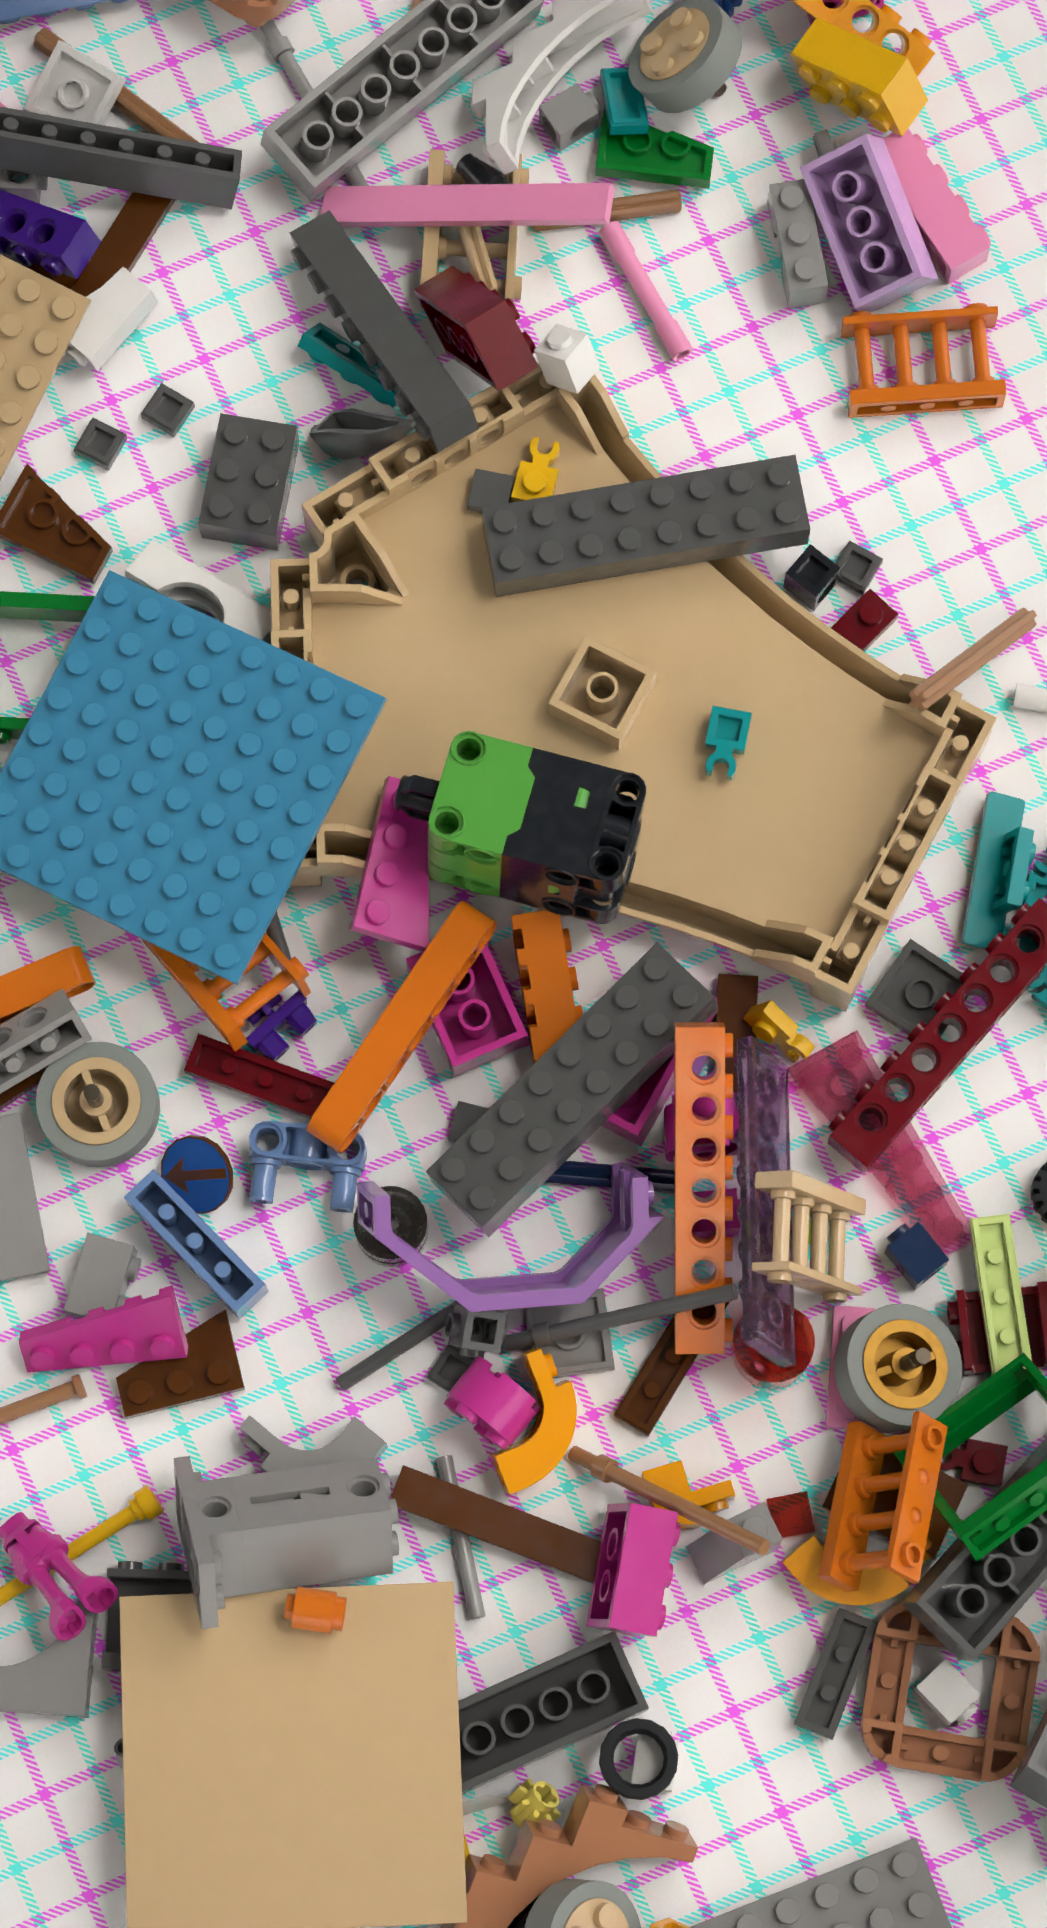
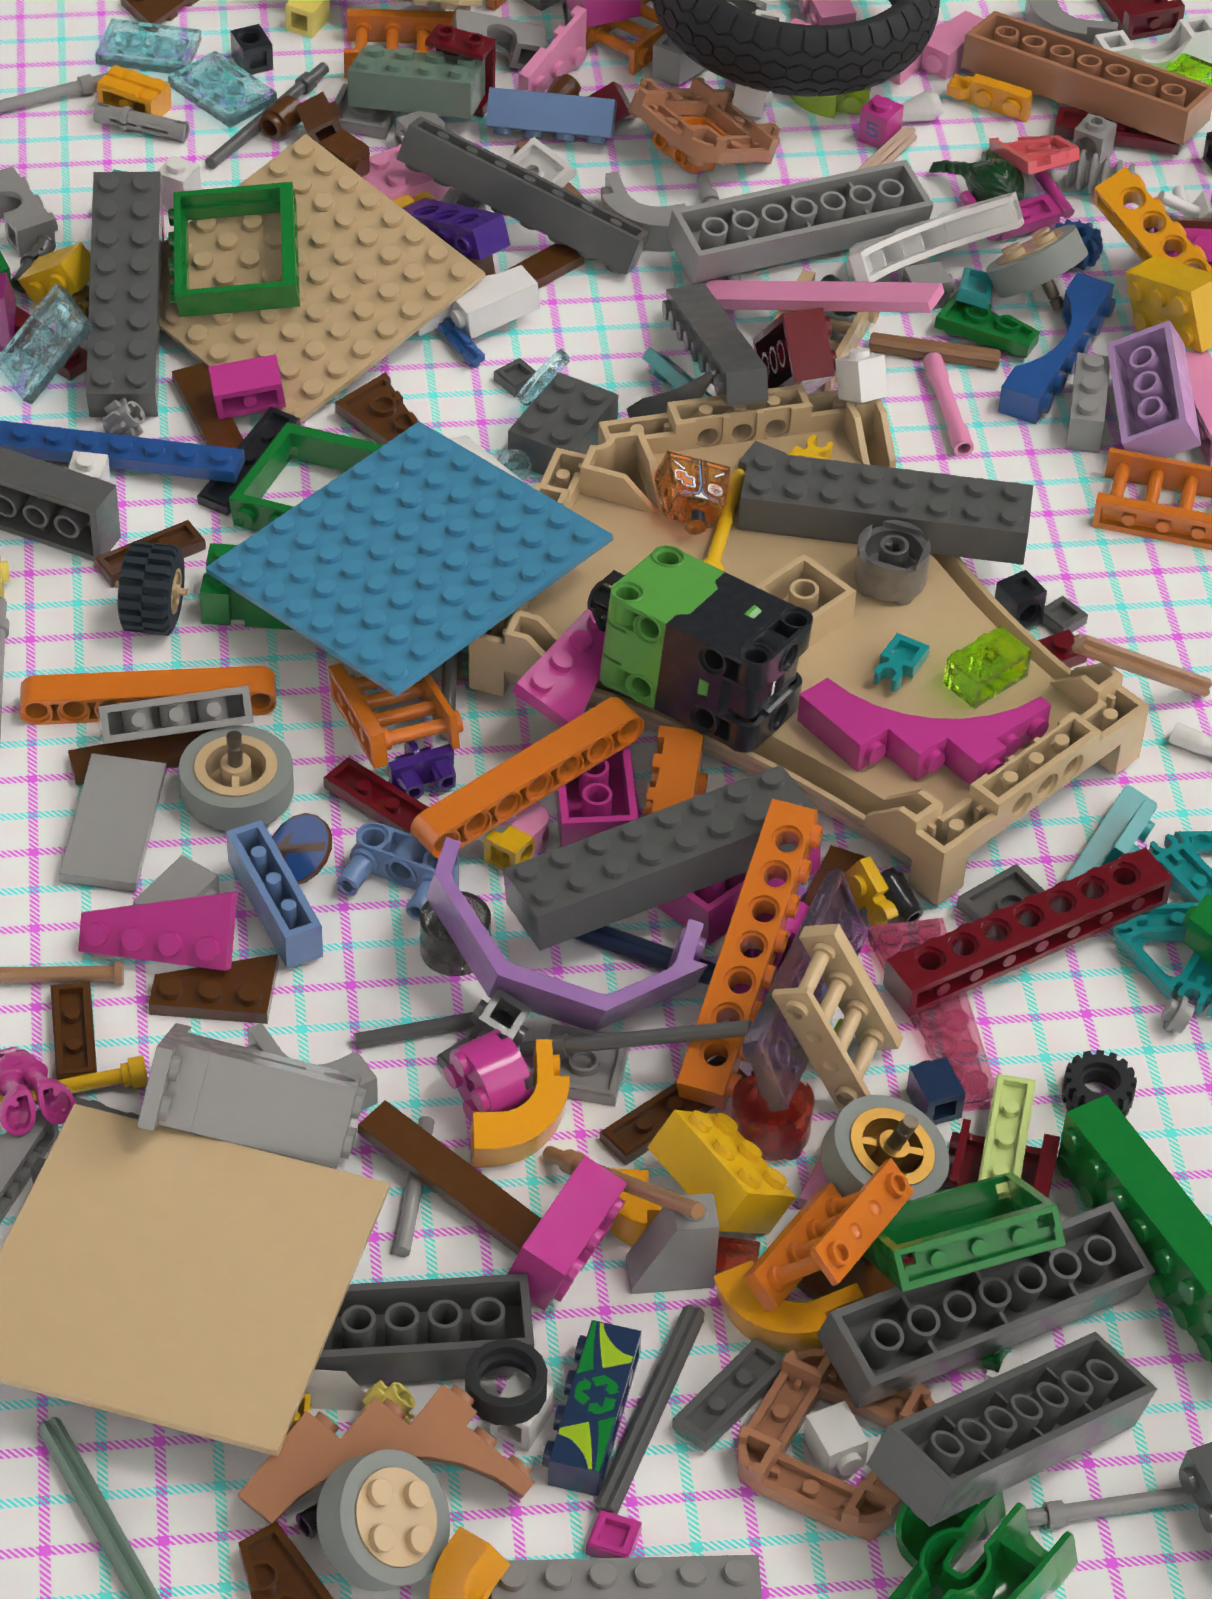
camera: 15 degrees right, 30 degrees down
(64, 1472) = (73, 1029): none -> reddish brown tile
(91, 382) = (461, 342): none -> blue axle
(100, 444) = (452, 383): dark grey tile -> none
(204, 418) = (542, 377): none -> clear light blue tile
(215, 555) = (516, 462): none -> clear light blue tile
(224, 125) = (652, 218): none -> light grey arch
(315, 1610) = (250, 1155): orange brick -> none
(411, 1082) = (520, 840): none -> yellow leg
(438, 579) = (691, 490): none -> clear orange torso
(491, 680) = (725, 520): none -> yellow piece
(674, 630) = (892, 562): none -> flat silver brick
(718, 1734) = (593, 1407): none -> dark blue brick
(729, 236) = (1032, 386): none -> blue arch
(751, 1440) = (713, 1157): none -> yellow brick
(767, 1713) = (650, 1410): none -> dark grey axle
(781, 1860) = (613, 1536): none -> dark pink tile
(808, 1017) = (901, 896): none -> black cone
(813, 740) = (987, 667): none -> clear neon green brick
(834, 839) = (917, 744): none -> dark pink arch

